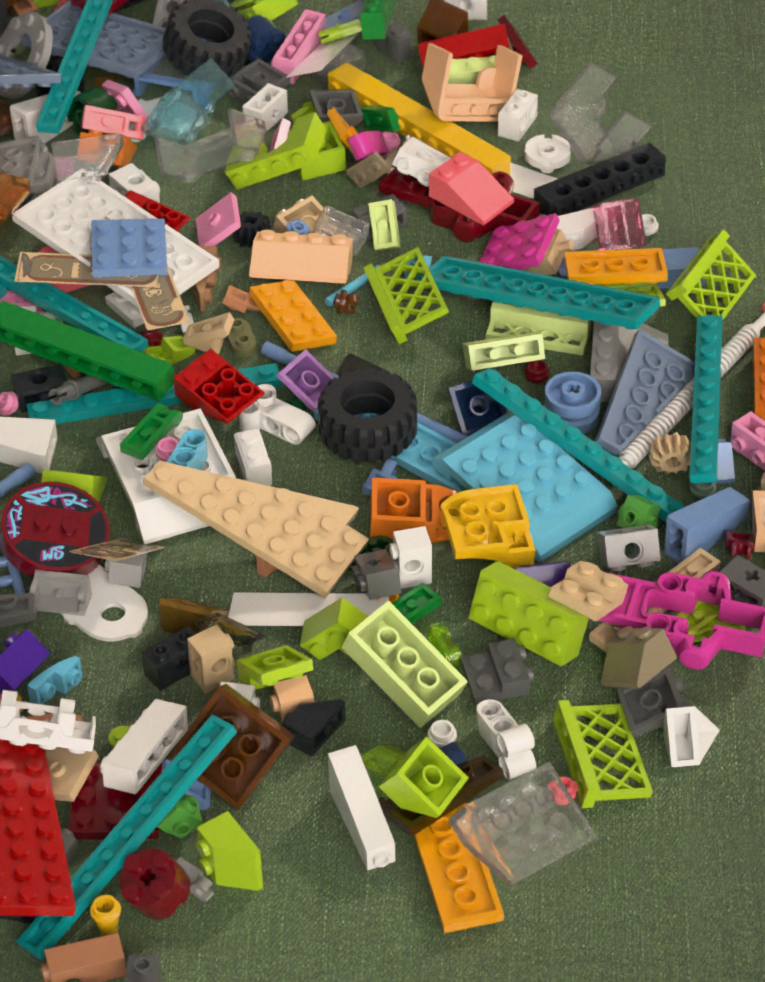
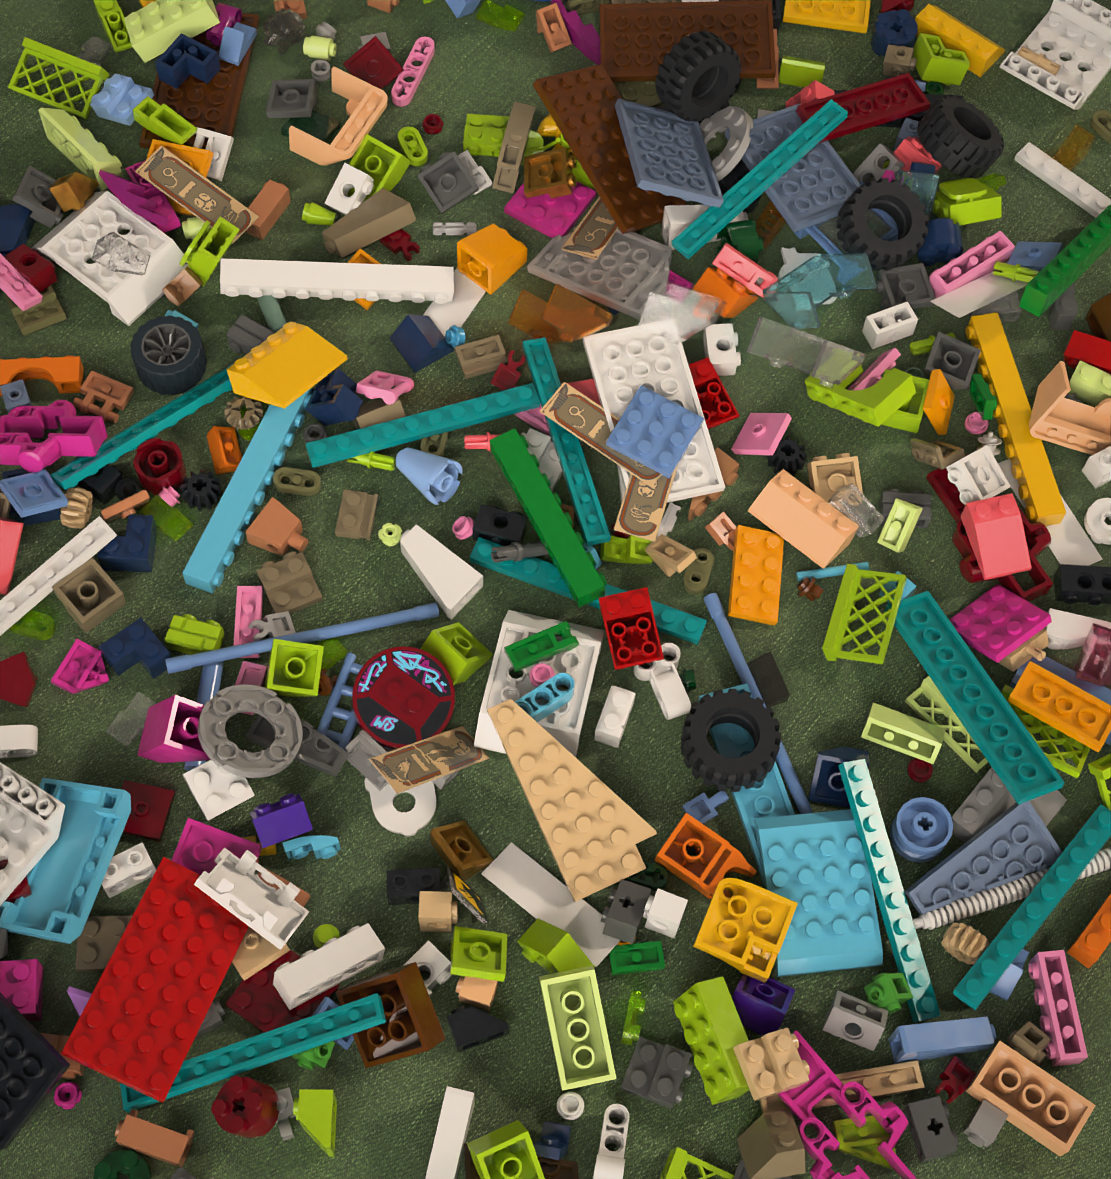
camera: 30 degrees right, 20 degrees up
(106, 914) = (188, 1106): yellow cone -> none
(124, 97) = (770, 248): bright pink plate -> none
(299, 224) = (823, 482): medium blue plate -> none
(306, 378) = (712, 663): medium lavender slope -> none
(367, 143) = (945, 427): dark pink beam -> none
(382, 758) = (503, 1106): clear neon green slope -> none

